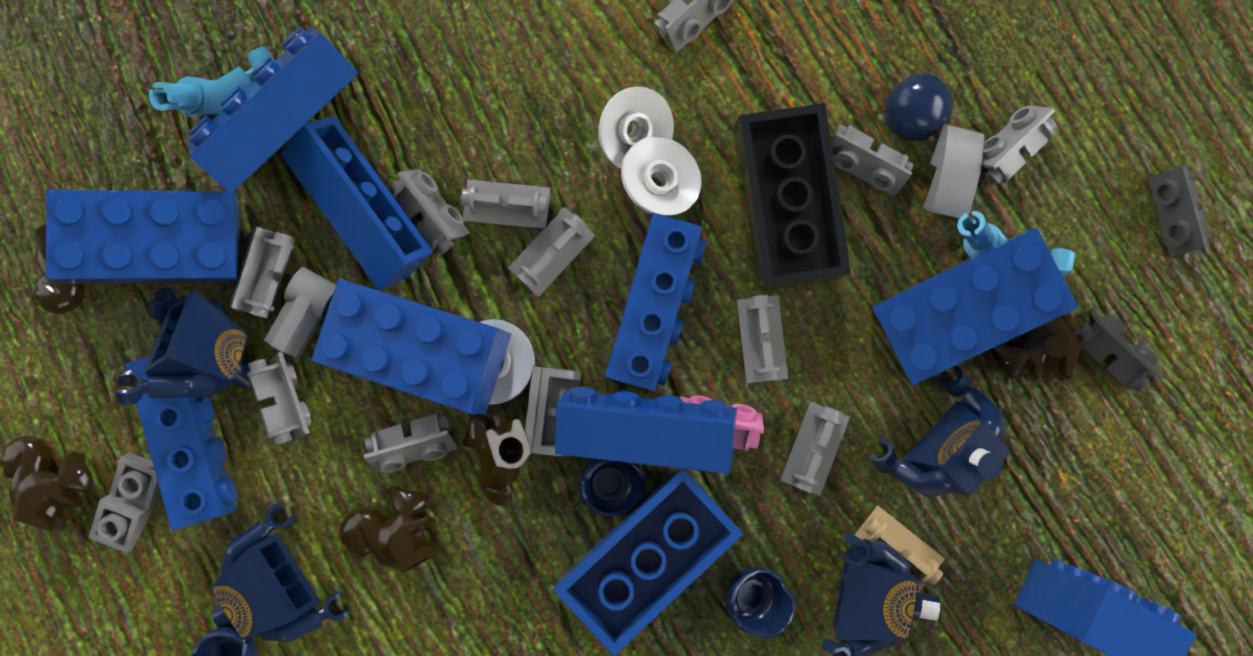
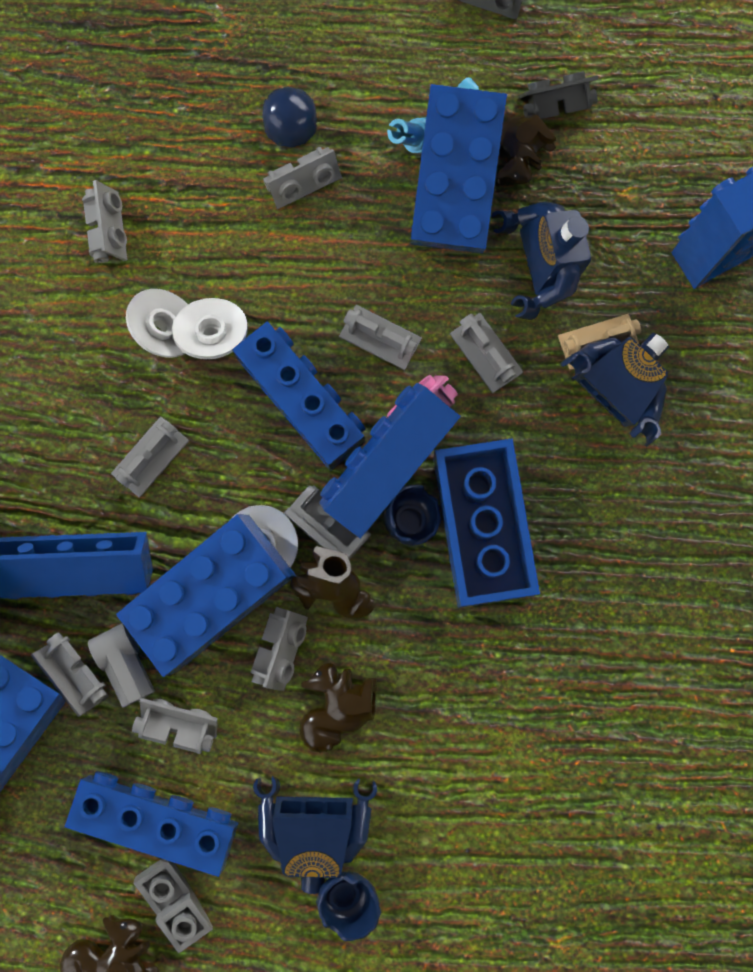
camera: 50 degrees left, 5 degrees down
(193, 353) = (92, 765): dark blue torso -> none
(418, 194) = (127, 513): light grey hinge -> none
(552, 251) = (208, 446): light grey hinge -> none
(760, 602) = (572, 464): dark blue hair -> none
(792, 196) = (290, 244): black brick -> none
(957, 173) = (353, 118): light grey slope -> none
(1028, 129) = (359, 53): light grey hinge -> none

